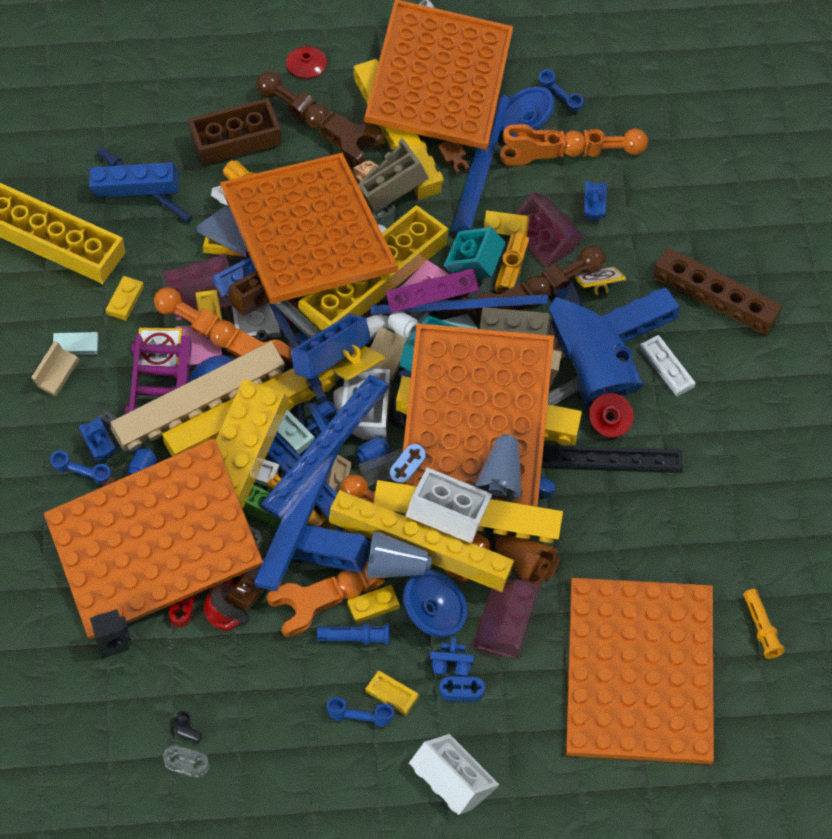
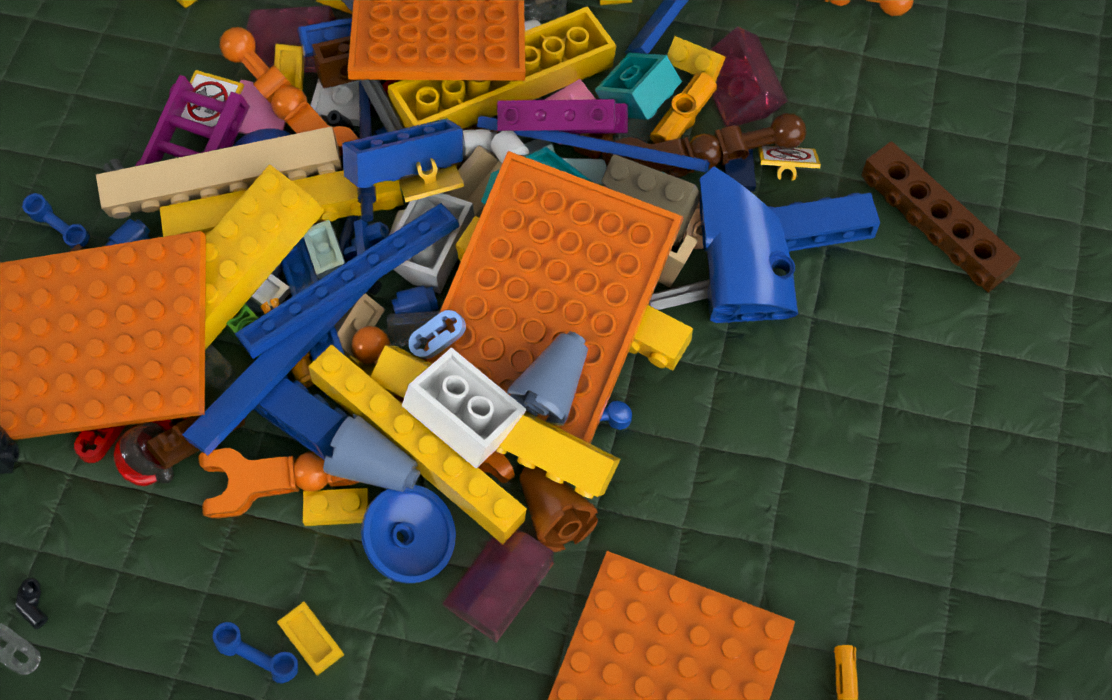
camera: 20 degrees right, 5 degrees up
(54, 369) = (78, 92): tan panel -> none
(78, 343) = (122, 70): light aqua tile -> none
(97, 439) = (86, 194): blue hips -> none
(124, 298) = (202, 31): yellow plate -> none
(365, 634) = (306, 545): blue pin -> none
(462, 661) = (416, 624): blue hips -> none
(462, 689) = (399, 670): blue beam -> none
(595, 200) = (818, 59): blue hips -> none
(612, 459) = (719, 400): black tile -> none
(618, 408) = (754, 337): red dish -> none
(667, 365) = (839, 296): white tile -> none

